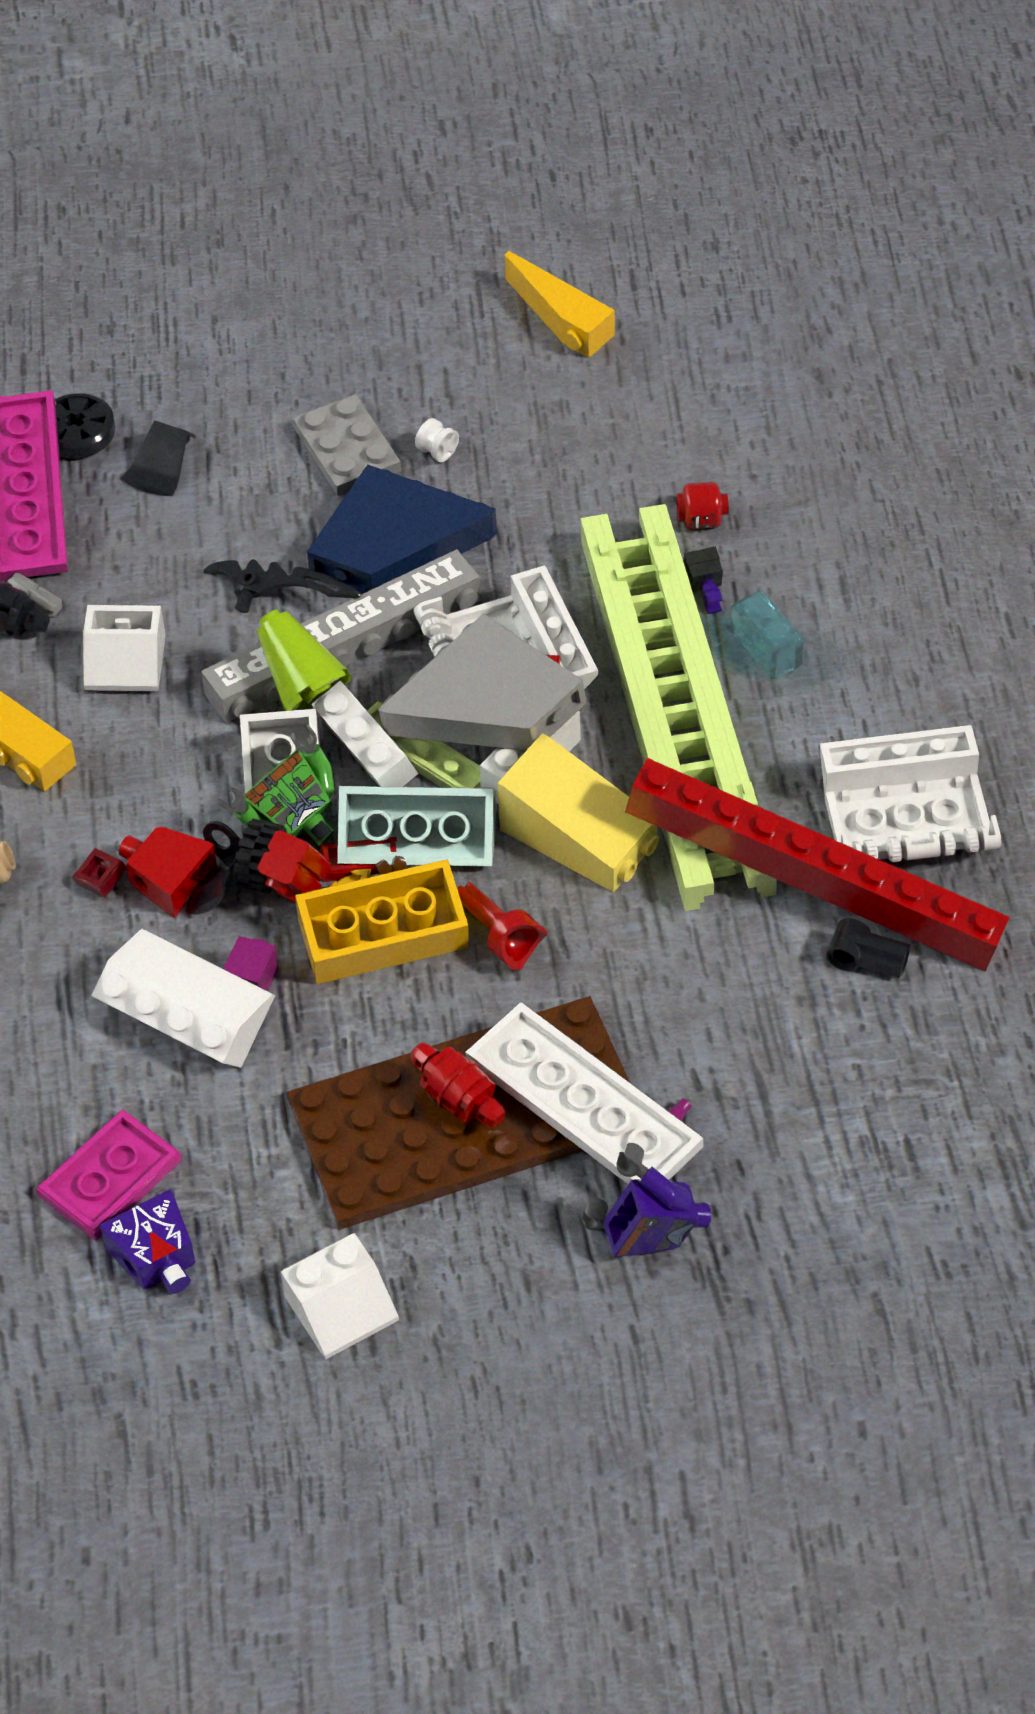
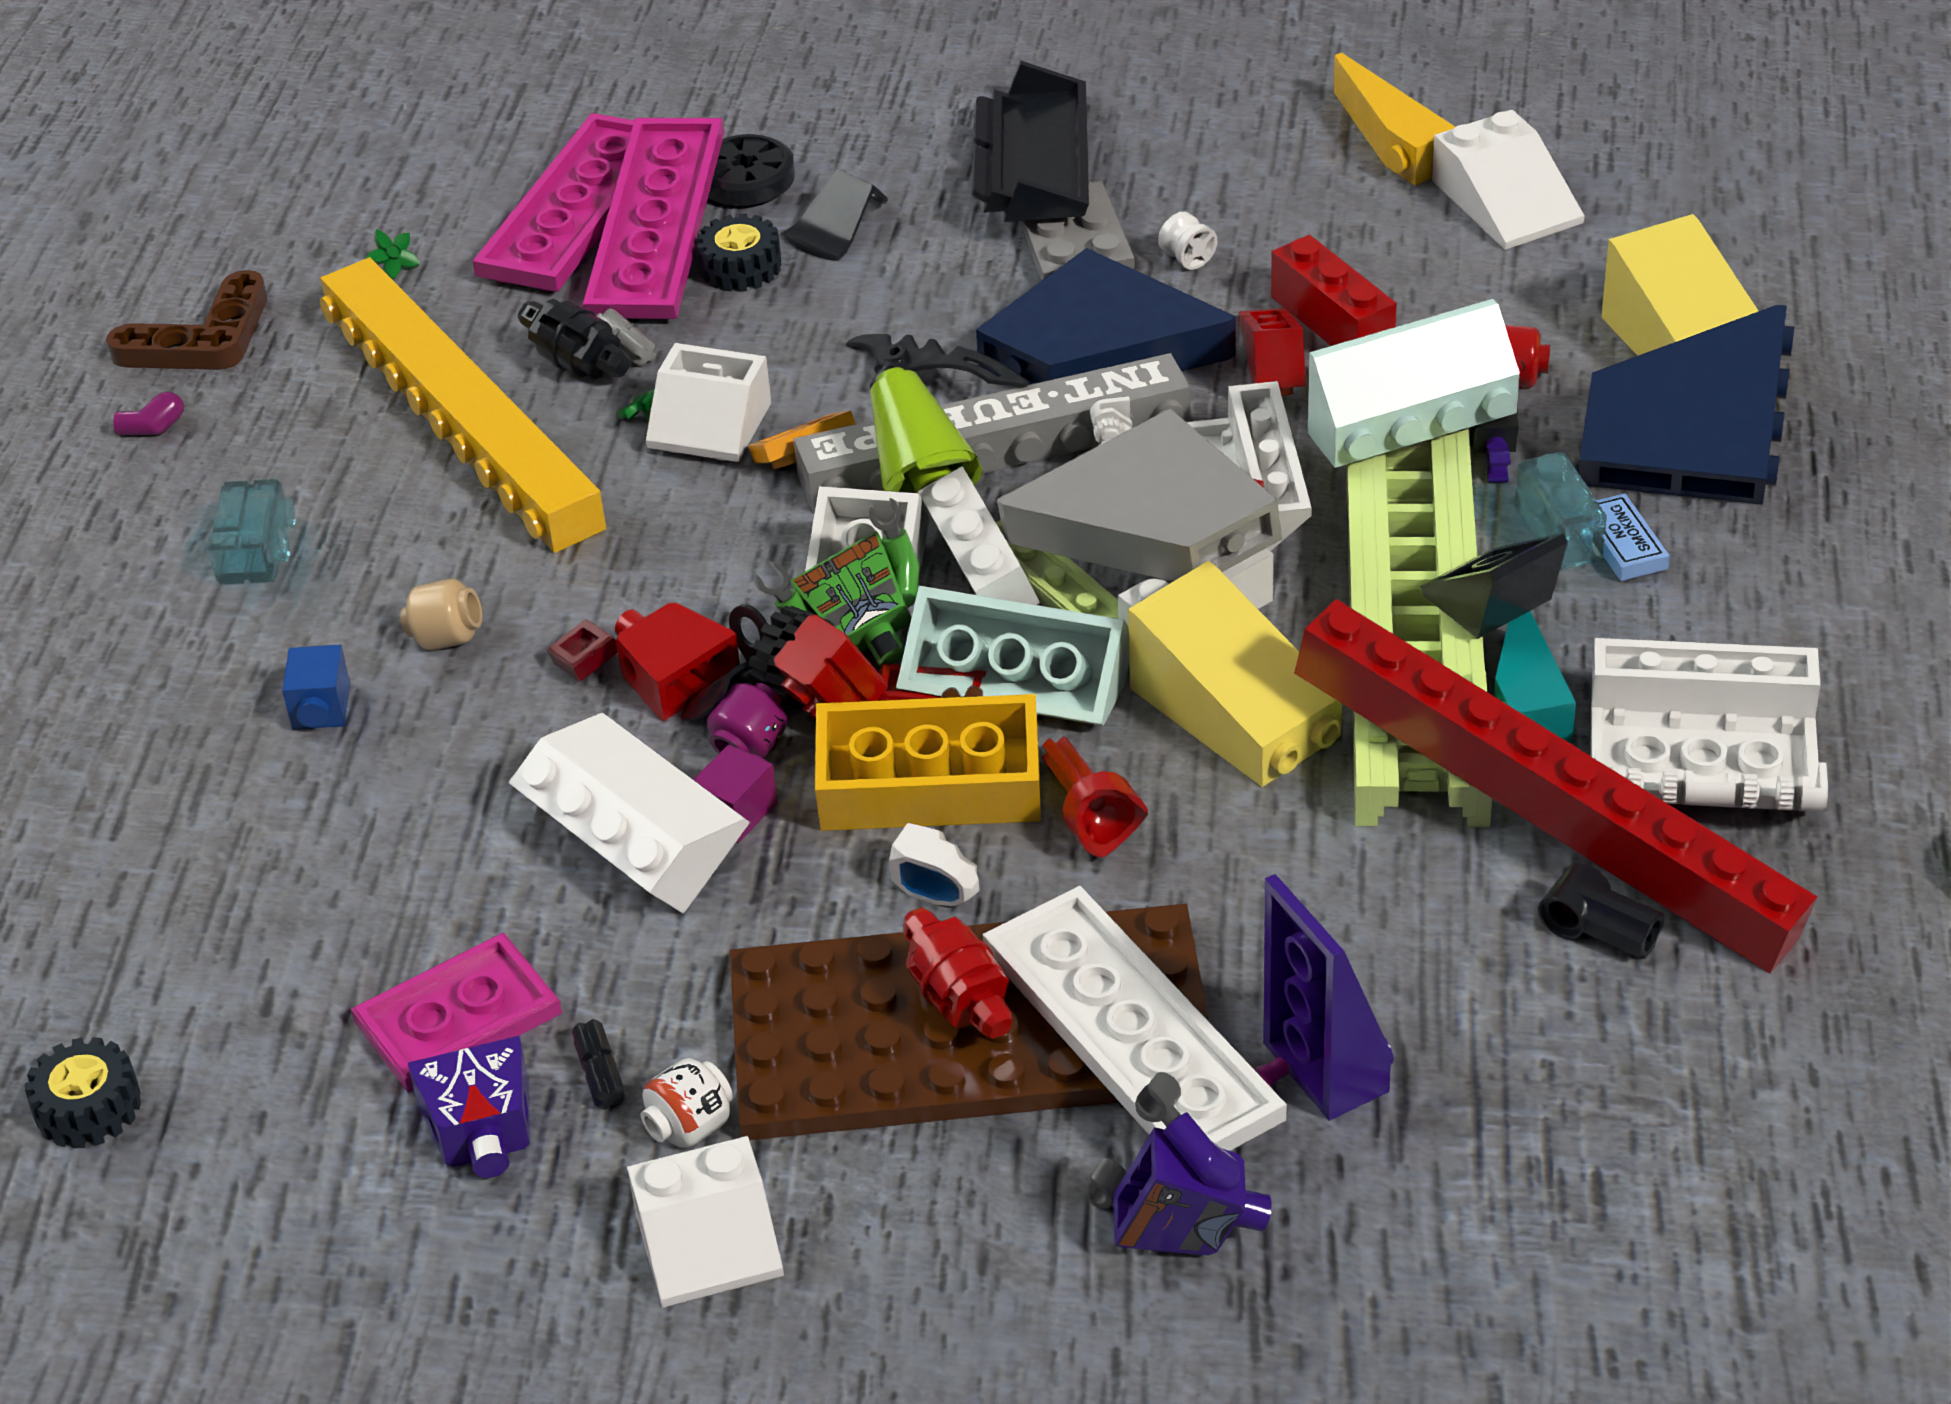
camera: 15 degrees right, 10 degrees down
(70, 652) = (640, 403): none -> green plant
(97, 504) = (739, 252): none -> black wheel
(188, 675) = (780, 447): none -> light orange plate
(219, 1190) = (598, 1064): none -> black piece
(241, 911) = (747, 719): none -> magenta head
(296, 372) = (1032, 147): none -> black slope
(297, 1212) = (686, 1102): none -> white head
(409, 1002) = (931, 867): none -> white rock
(526, 527) = (1274, 348): none -> red slope
(558, 476) = (1328, 293): none -> red brick
(647, 559) = (1411, 383): none -> light aqua slope
(657, 347) = (1504, 179): none -> white slope
(708, 1068) = (1318, 1010): none -> dark purple slope
(743, 711) = (1499, 584): none -> black slope
(779, 781) = (1532, 680): none -> teal slope
(820, 453) = (1669, 285): none -> light yellow slope
(820, 651) = (1629, 542): none -> light blue tile
(843, 541) = (1692, 414): none -> dark blue slope

